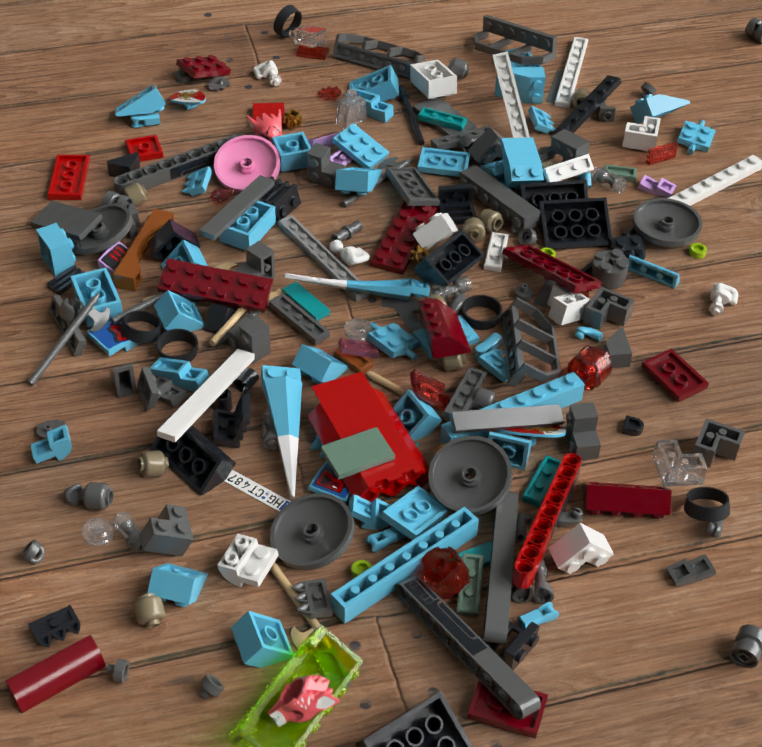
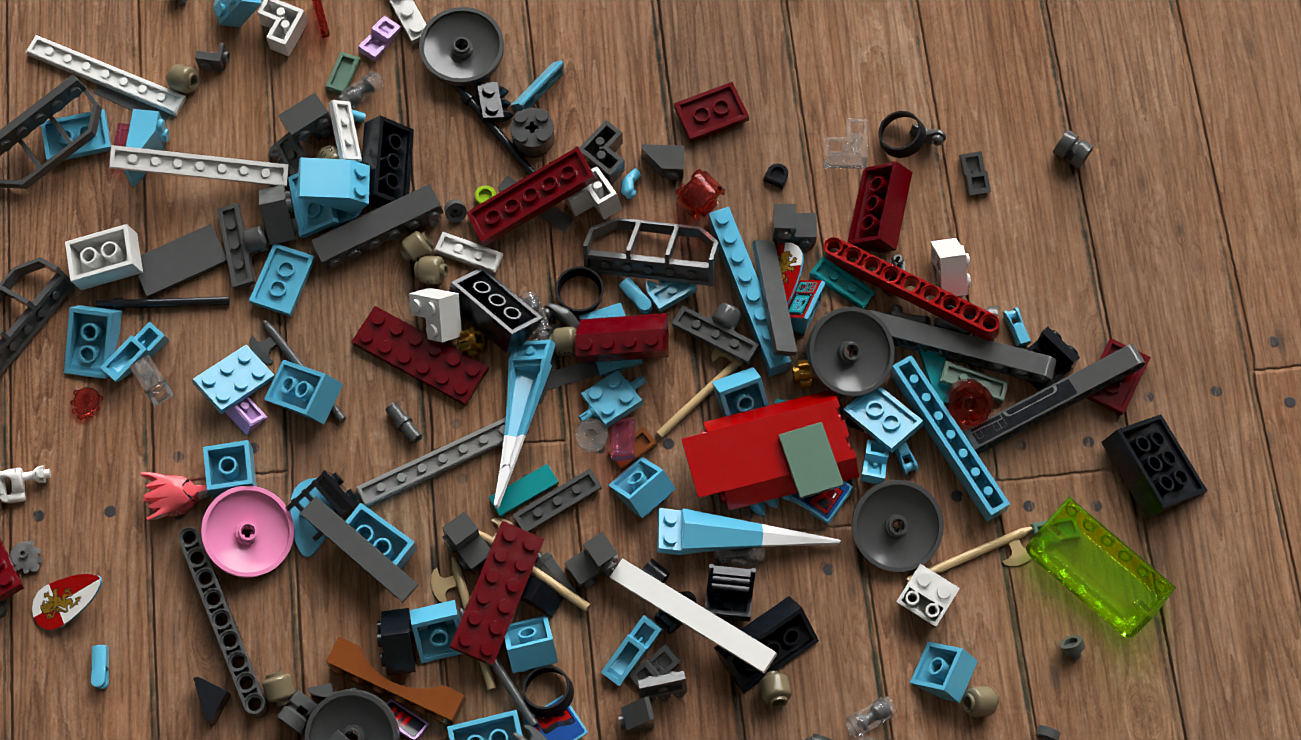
camera: 80 degrees left, 25 degrees up
(142, 103) = (72, 670): medium azure slope -> none
(146, 146) = (165, 673): red tile -> none
(168, 532) = (884, 671): dark grey brick -> none
(178, 335) = (586, 628): black tyre -> none
(198, 181) = (263, 601): medium azure plate -> none
(222, 194) = (292, 573): clear red piece -> none
(256, 491) = (823, 575): white sticker -> none
(261, 640) = (1024, 593): medium azure slope -> none
(268, 108) = (119, 493): red tile -> none
(292, 119) = (153, 460): pearl gold gear -> none
(302, 700) = (1109, 555): coral piece -> none
(314, 598) = (978, 534): dark grey plate -> none
(320, 168) = (276, 432): dark grey brick -> none
(325, 139) = (195, 425): lavender slope -> none
(350, 254) = (451, 426): white piece -> none
(359, 567) = (941, 485): lime tile -> none
(412, 186) = (331, 328): dark grey tile -> none
(429, 390) = (710, 373): clear red slope -> none
(442, 119) = (190, 263): teal tile -> none
(456, 202) = (367, 281): black plate -> none
(459, 68) = (73, 221): dark grey head -> none
(524, 292) = (549, 238): dark grey tile -> none
(541, 120) = (216, 140): medium azure plate -> none
(574, 223) = (441, 150): black slope -> none
(589, 104) = (211, 75): black plate -> none
(697, 250) = (507, 27): lime tile -> none
(718, 440) = (819, 101): dark grey brick -> none
(721, 295) = (593, 27): white piece -> none

